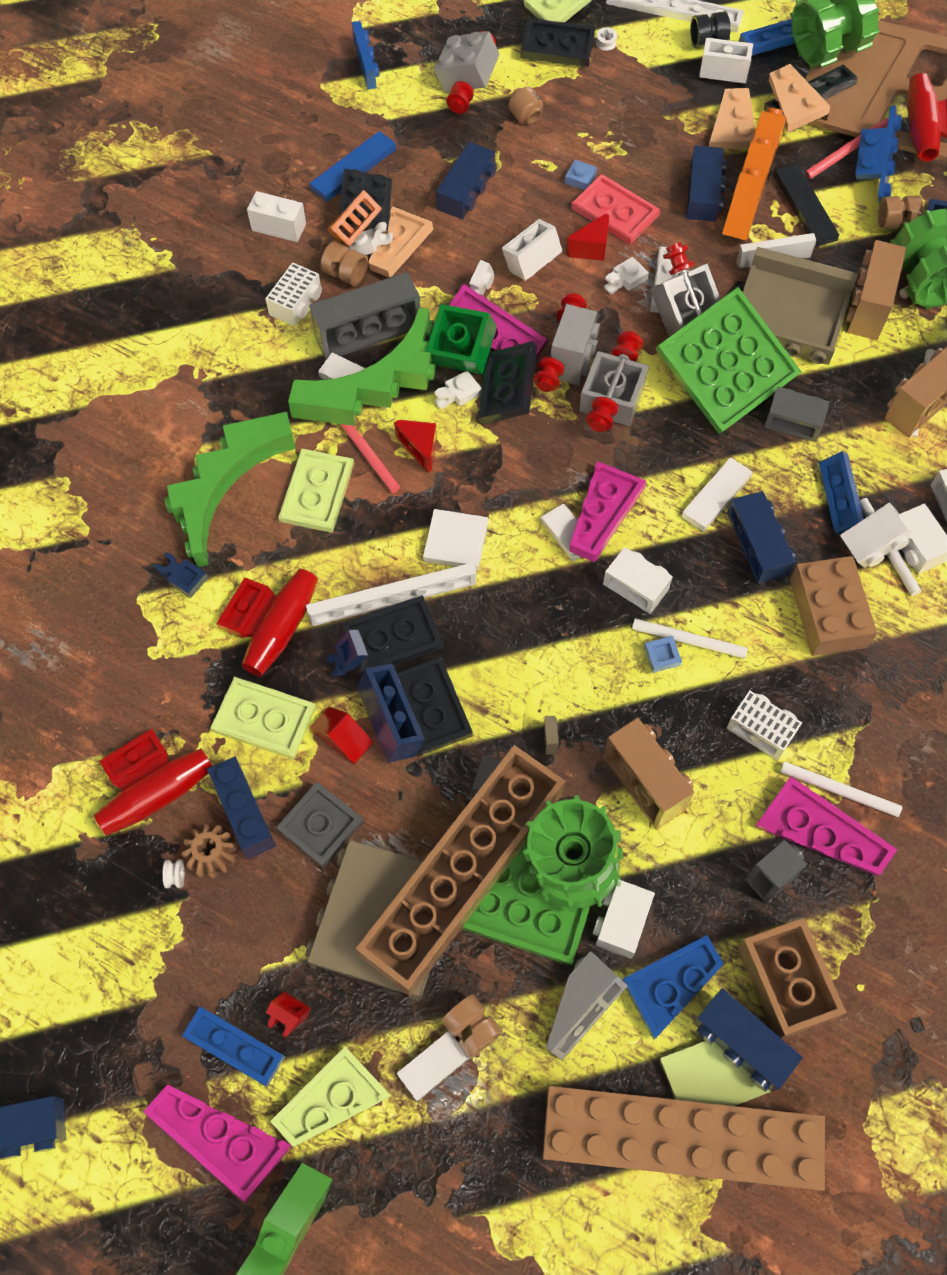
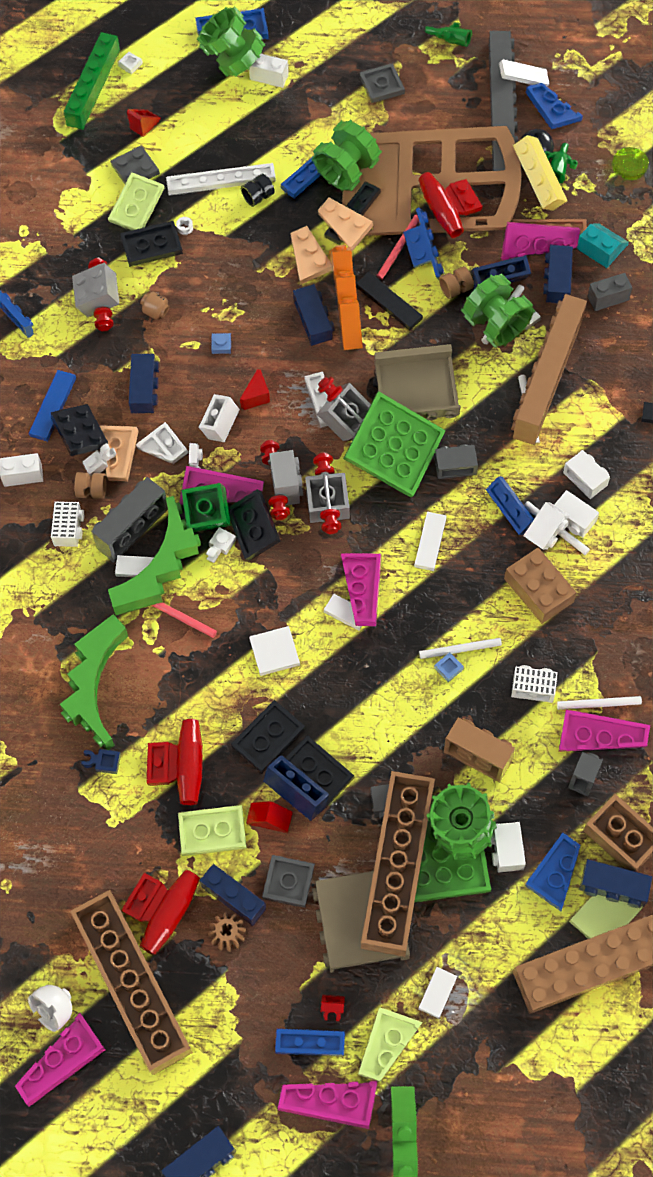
camera: 25 degrees left, 0 degrees up
(56, 858) = (131, 983): none -> medium nougat brick
(173, 873) = (212, 957): white bush -> none
(316, 490) = (160, 659): yellowish green tile -> none
(340, 220) = (75, 455): orange slope -> none
(349, 654) = (248, 762): dark blue plate -> none
(391, 594) = (253, 708): white tile -> none
(419, 440) = (214, 593): red slope -> none
(452, 254) = (163, 445): none -> white wing
(472, 1026) = (444, 950): medium nougat wheel -> none
(550, 735) = (405, 753): dark tan tile -> none
(585, 999) = (509, 903): light grey slope -> none
(626, 274) = (292, 407): white plate -> none
(627, 211) = (253, 355): coral tile -> none
(637, 579) = (408, 624): white brick -> none
(726, 60) = (281, 211): white brick -> none
(761, 537) = (473, 558): dark blue brick -> none
(798, 246) = (388, 344): white tile -> none
(876, 289) = (467, 350): medium nougat brick -> none

